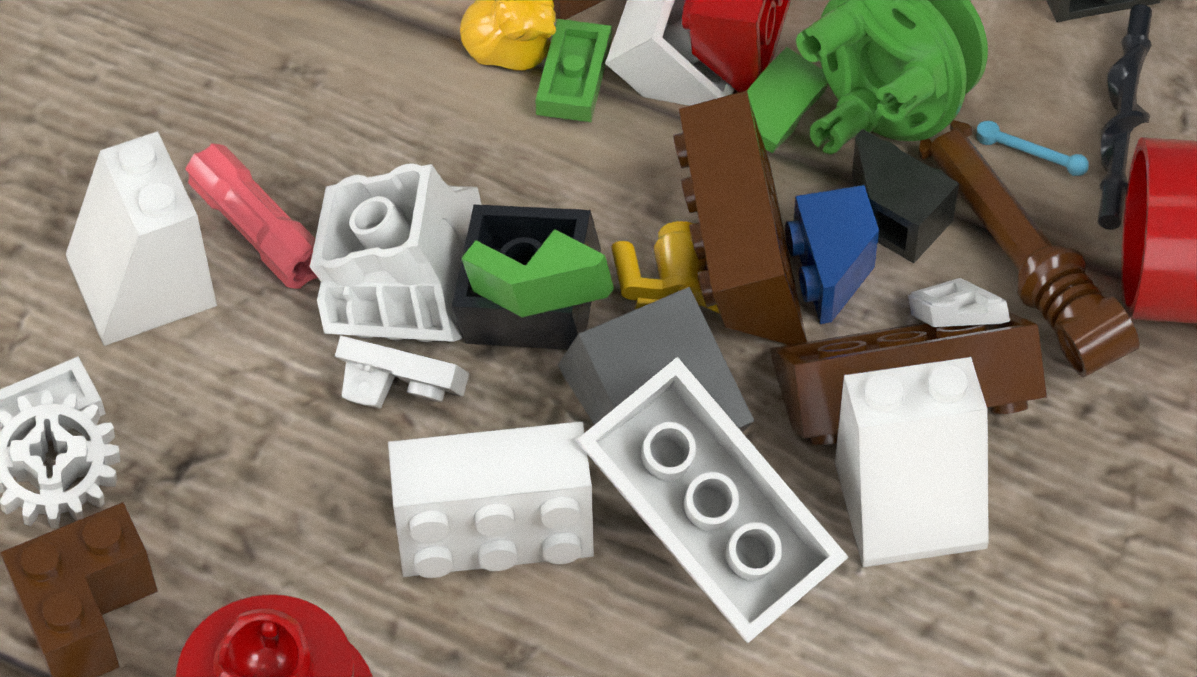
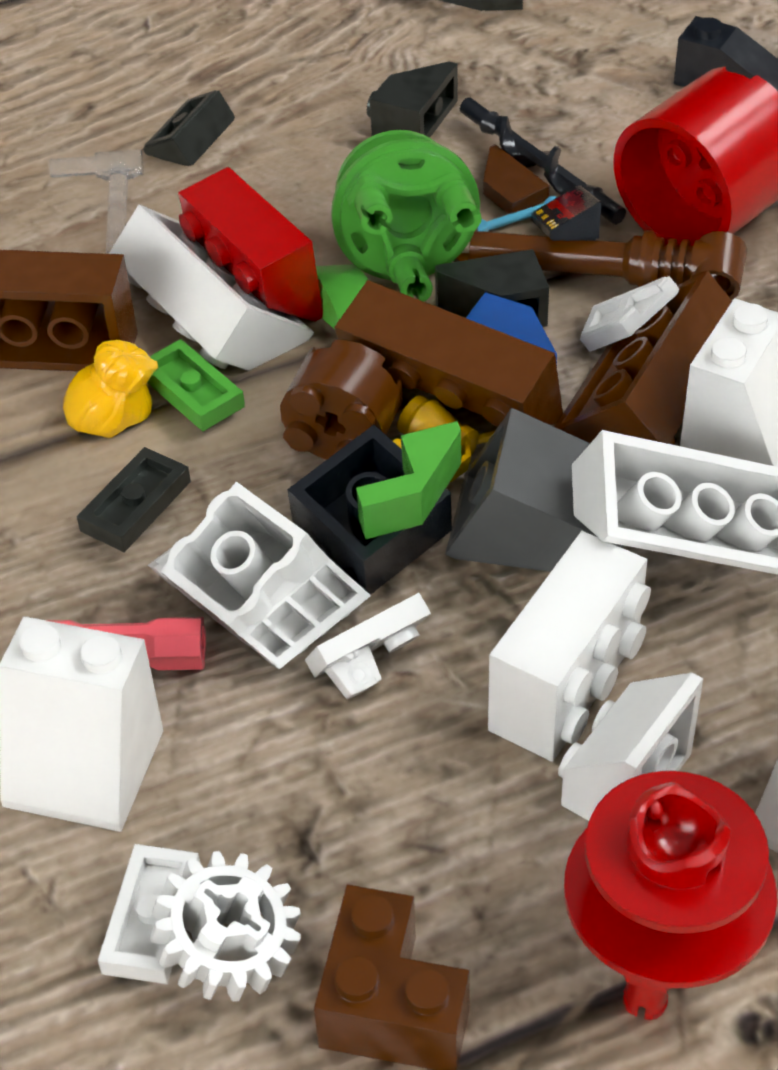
camera: 50 degrees left, 5 degrees down
(414, 123) = (133, 499): none -> pearl dark grey plate
(425, 621) = (636, 735): none -> white slope
(623, 176) = (338, 398): none -> reddish brown brick
(1045, 185) = (570, 216): none -> black slope
(1072, 114) = (511, 183): none -> reddish brown tile

